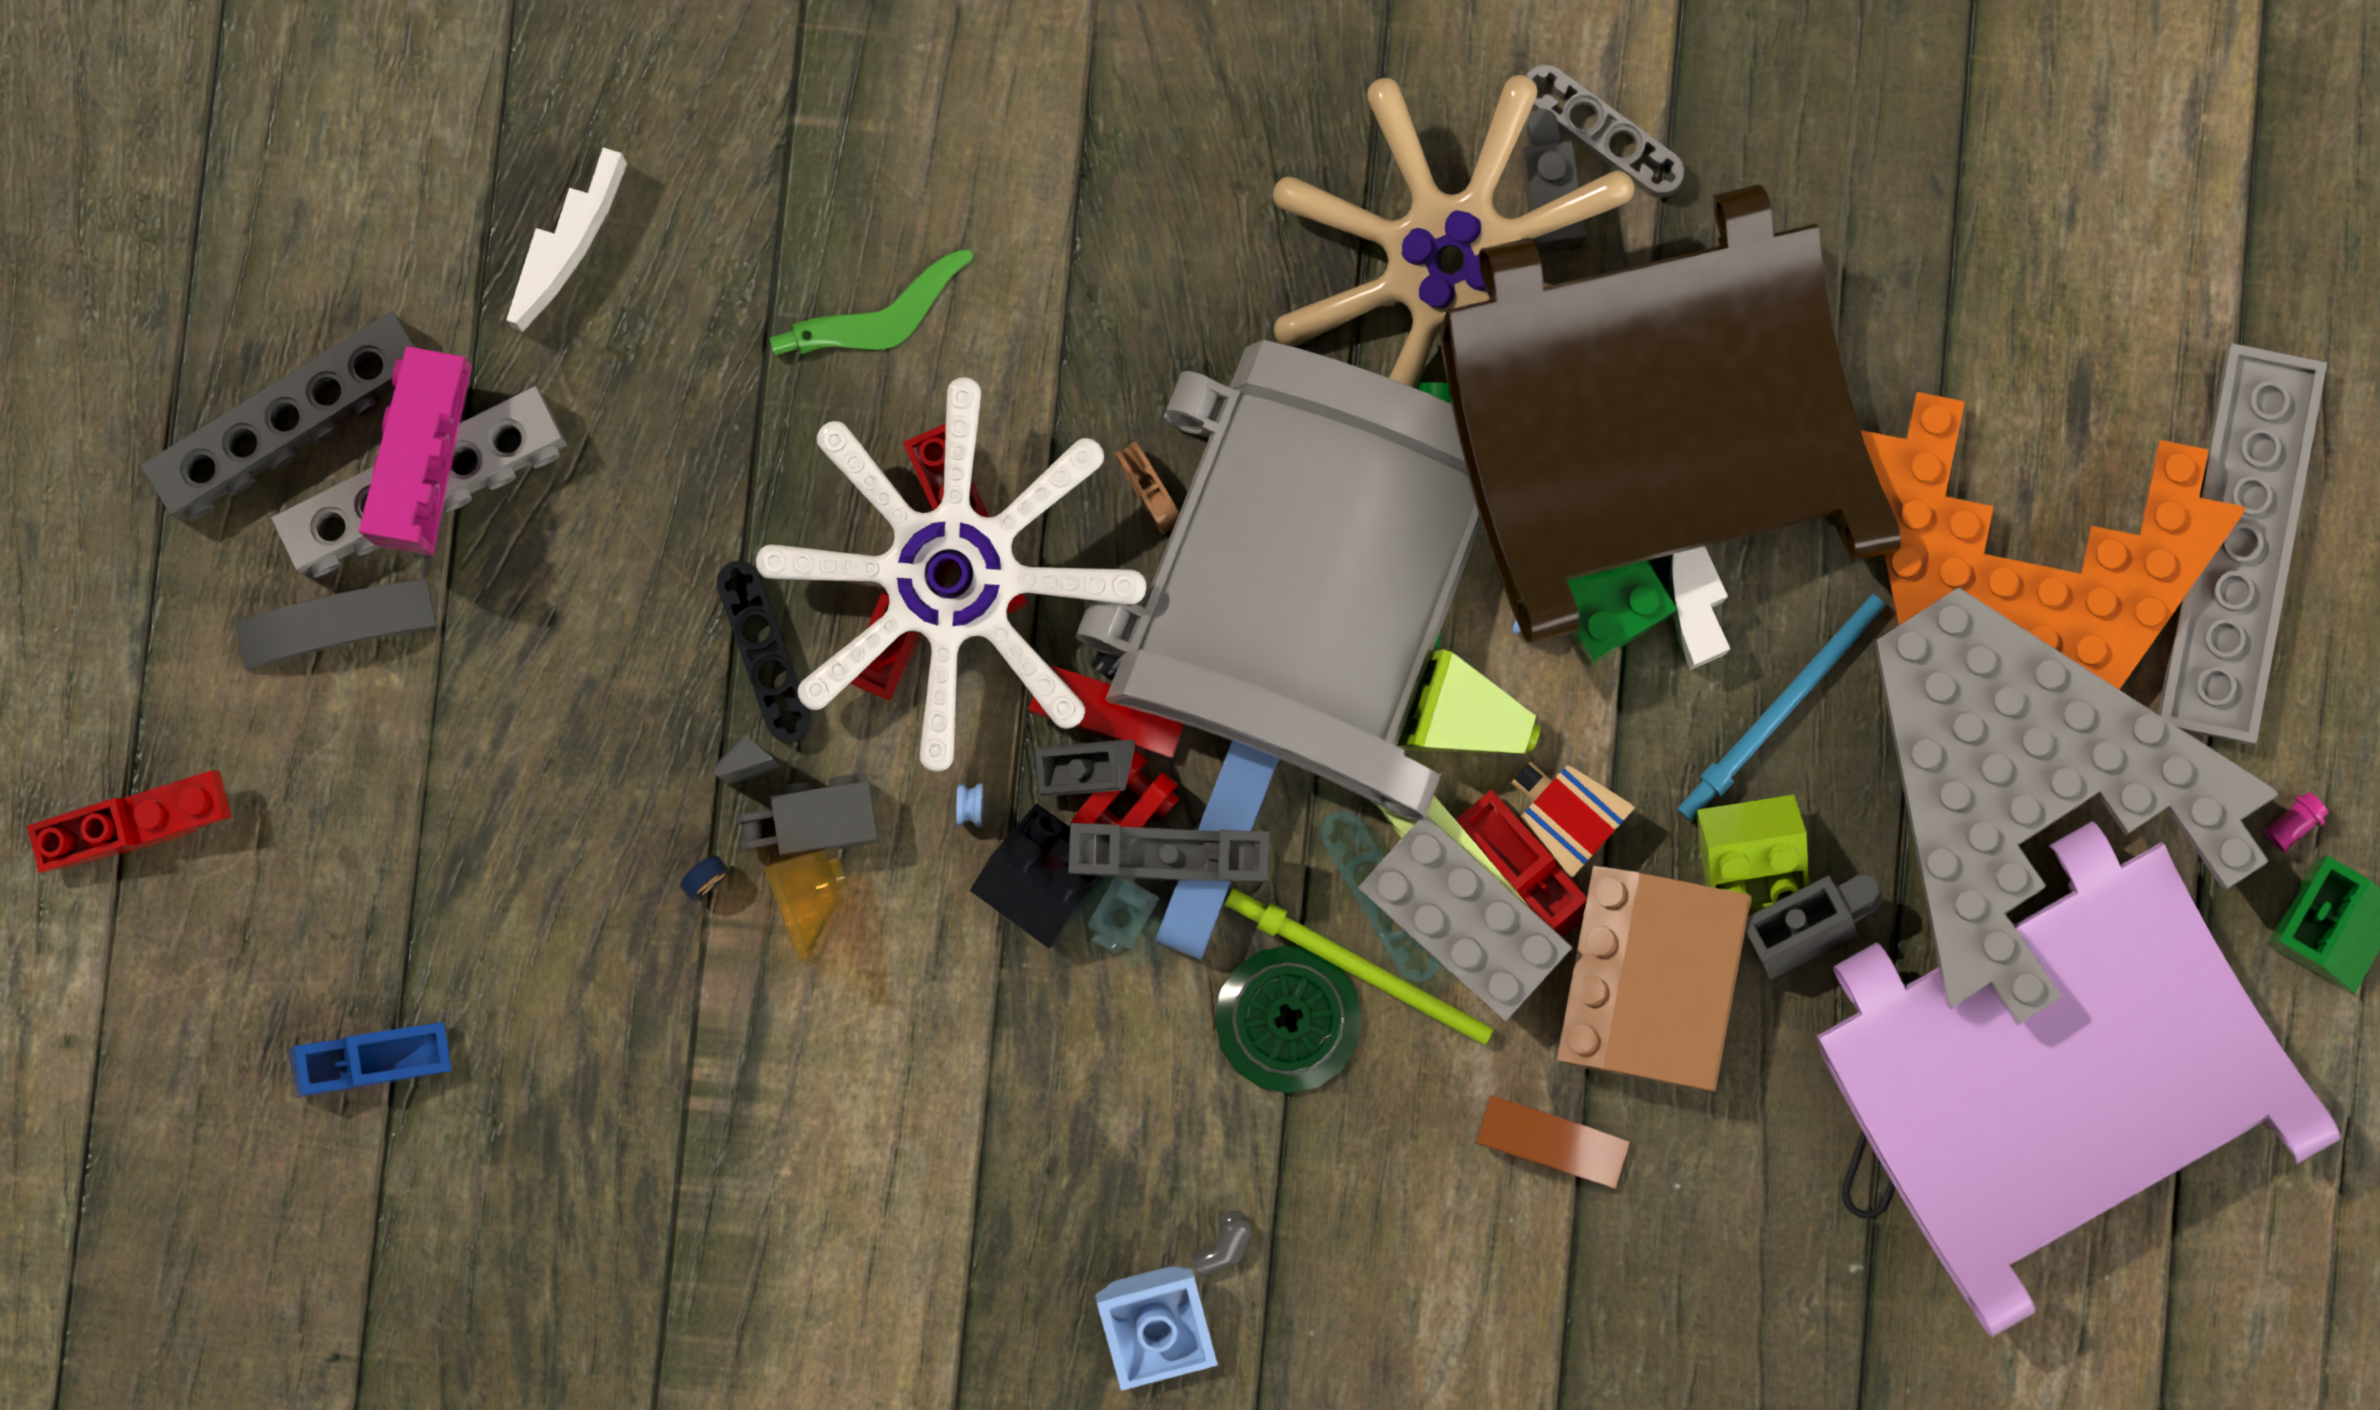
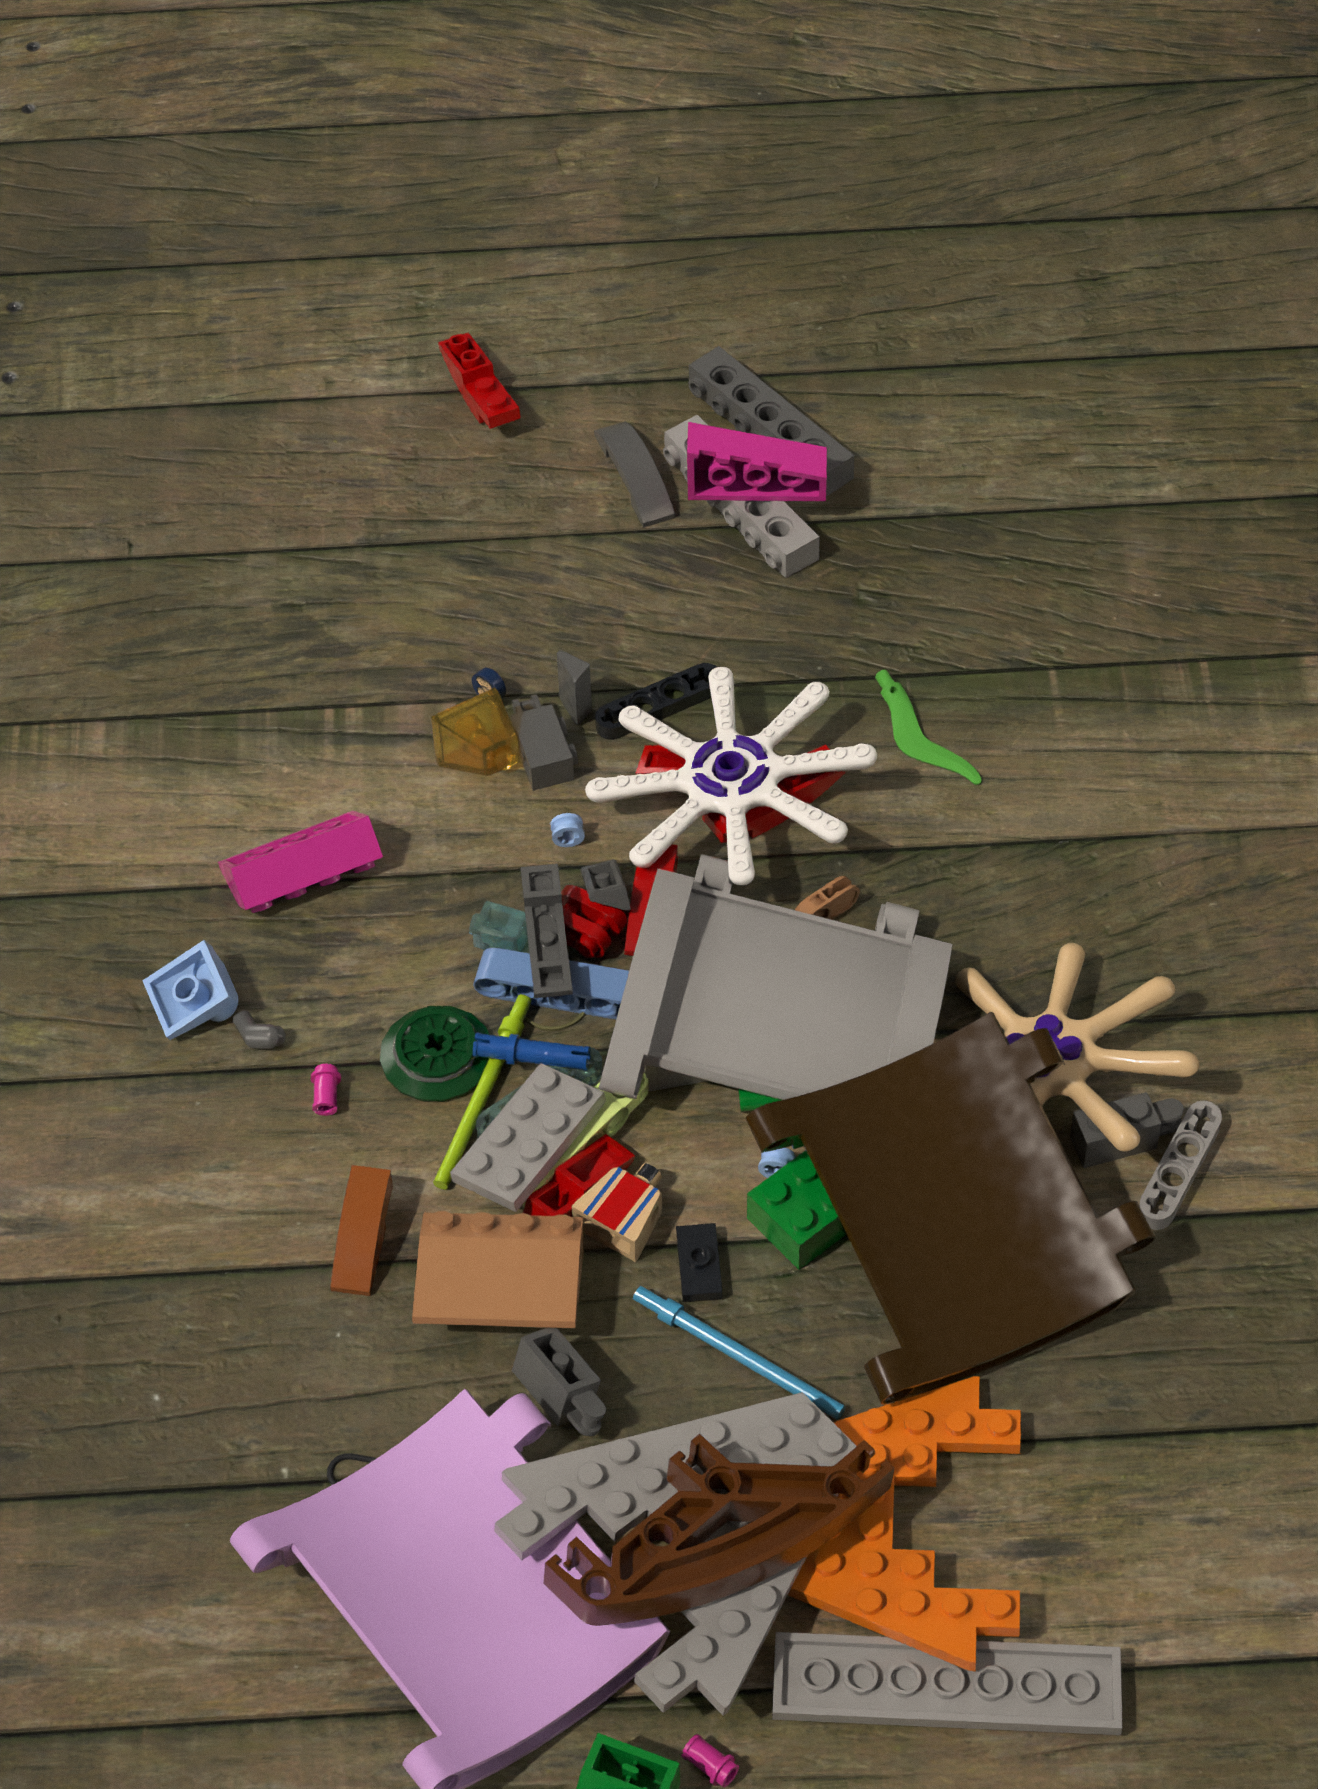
camera: 80 degrees right, 30 degrees down
(369, 1059) = (335, 524): blue slope -> none
(556, 255) = (938, 552): white slope -> none
(958, 1165) = (301, 860): none -> dark pink slope
(1031, 879) = (500, 873): black slope -> none
(1328, 897) = (531, 1051): none -> blue pin
(1328, 1166) = (325, 1089): none -> dark pink pin
(1465, 713) = (692, 1117): slope -> none
(1650, 734) = (699, 1262): none -> black plate
(1694, 591) = (813, 1270): white slope -> none
(1755, 849) = (616, 1337): lime slope -> none
(2135, 839) = (789, 1518): none -> reddish brown piece

